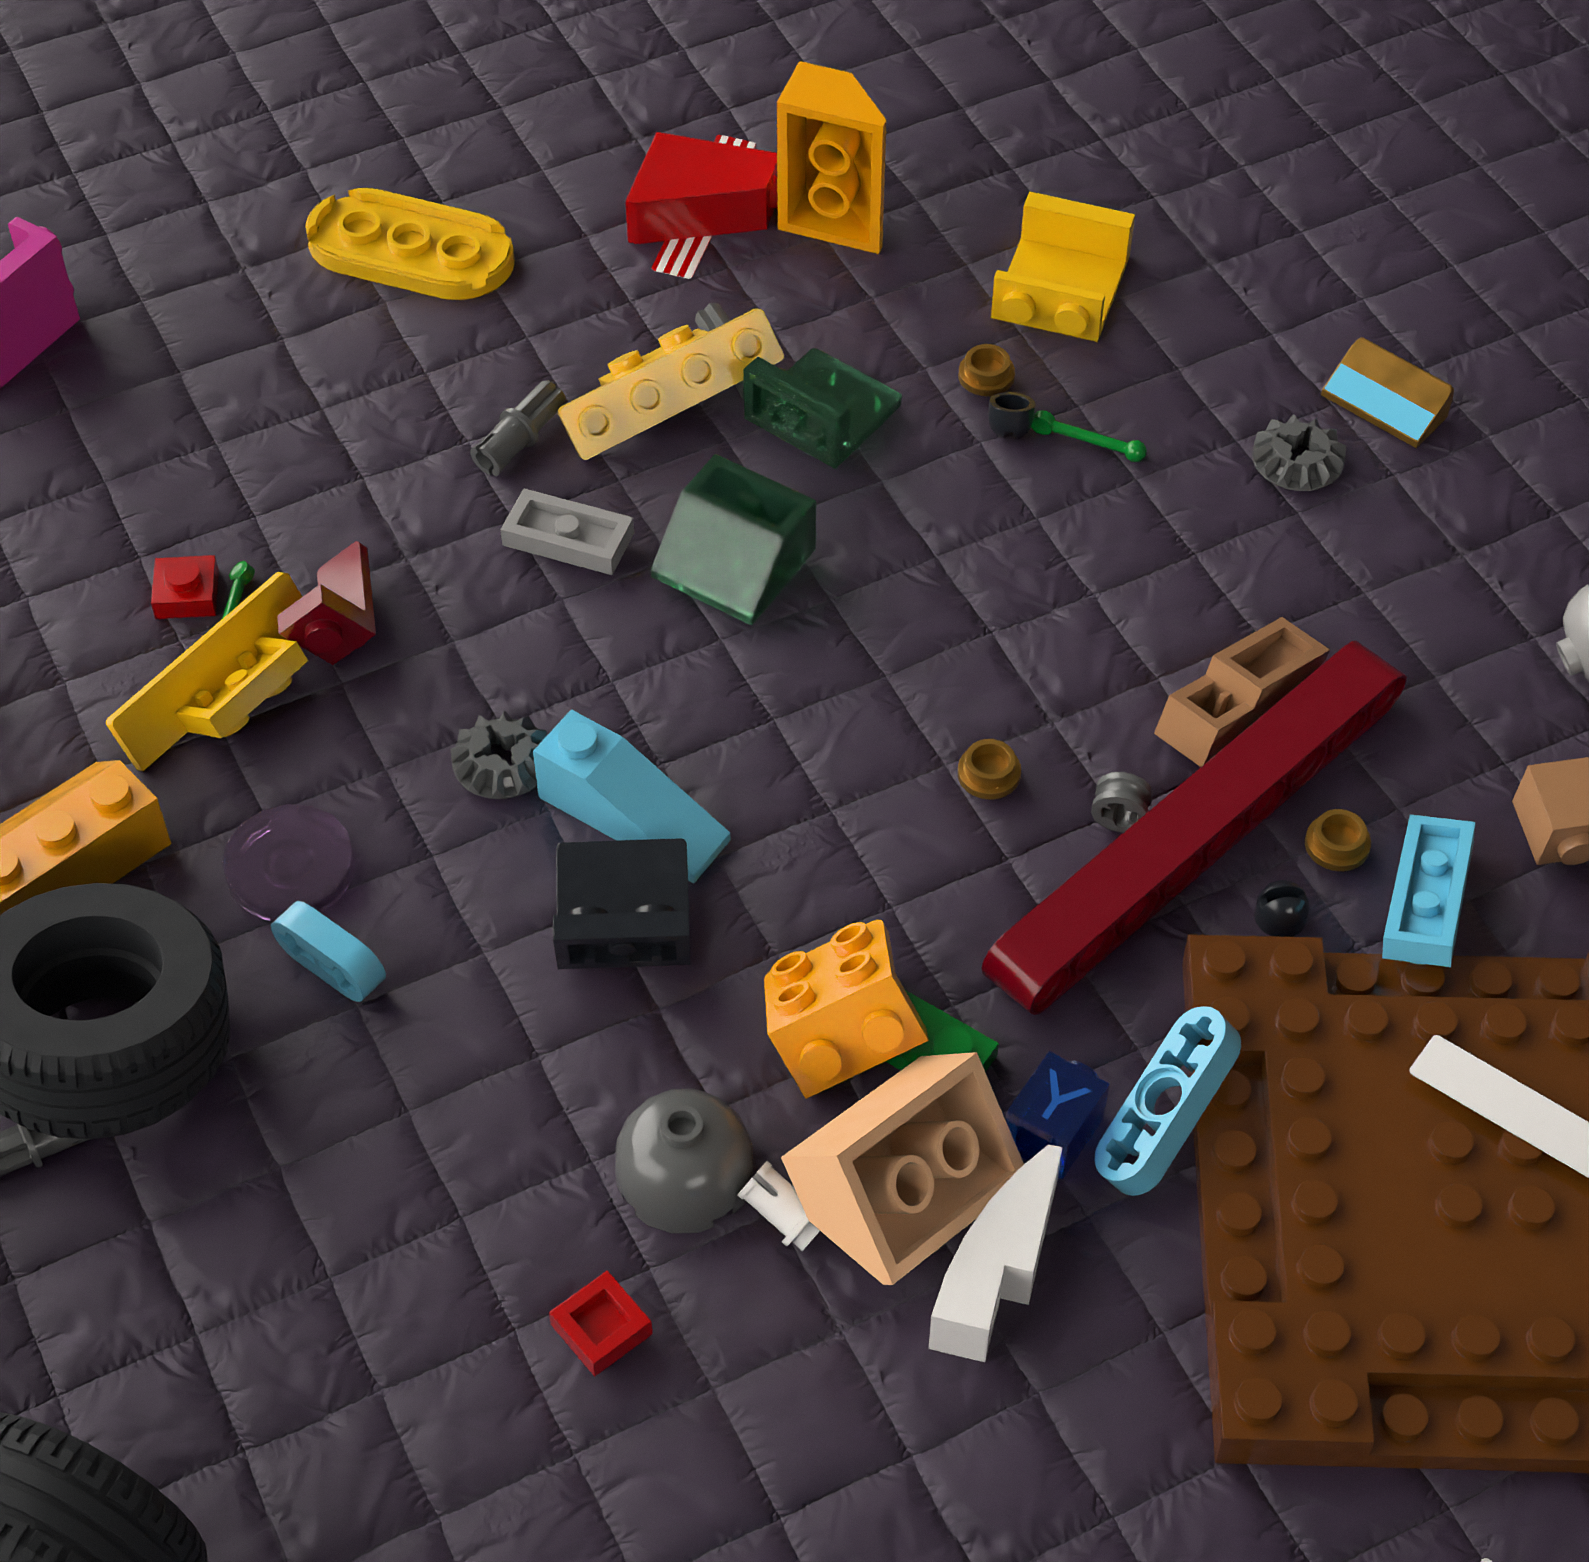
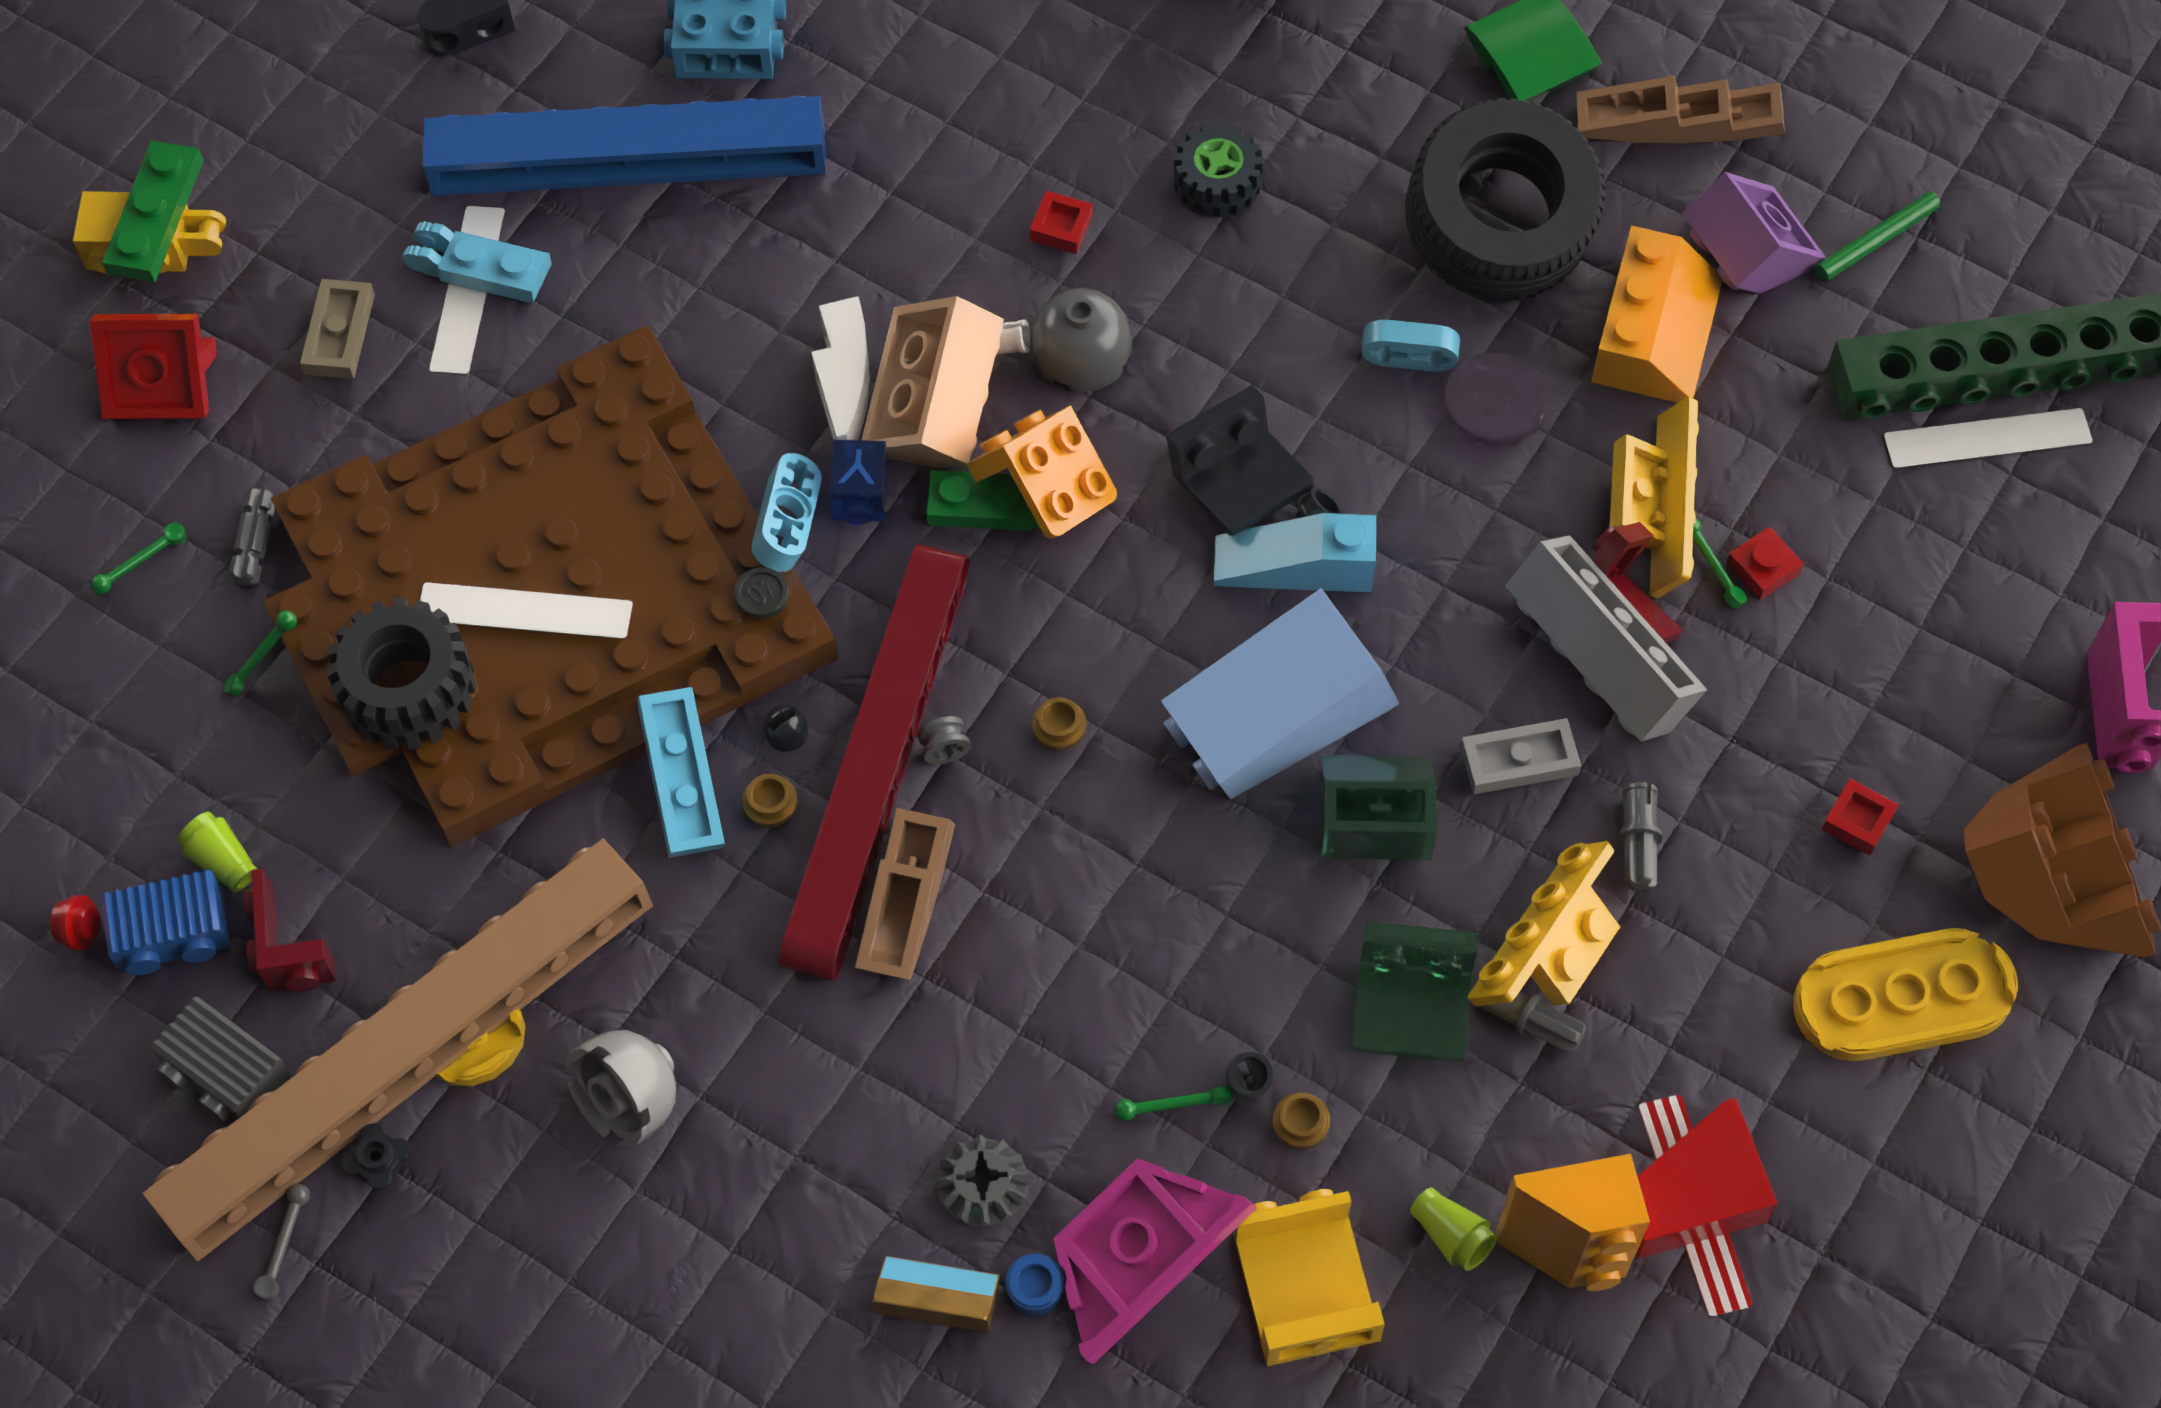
camera: 150 degrees right, 10 degrees up
(190, 248) = (2058, 860): none -> dark orange brick
(320, 355) = (1860, 816): none -> red plate
(367, 1262) = (1205, 156): none -> black wheel
(406, 567) = (1605, 638): none -> light grey brick
(489, 774) = (1426, 571): dark grey gear -> none
(571, 824) = (1317, 502): none -> black plate
(755, 664) = (1278, 697): none -> light blue slope
(915, 245) = (1456, 1231): none -> lime cone
(1189, 331) = (1138, 1246): none -> dark pink wing
(1252, 1002) = (761, 593): none -> pearl dark grey piece
(1294, 371) = (1035, 1284): none -> blue tile

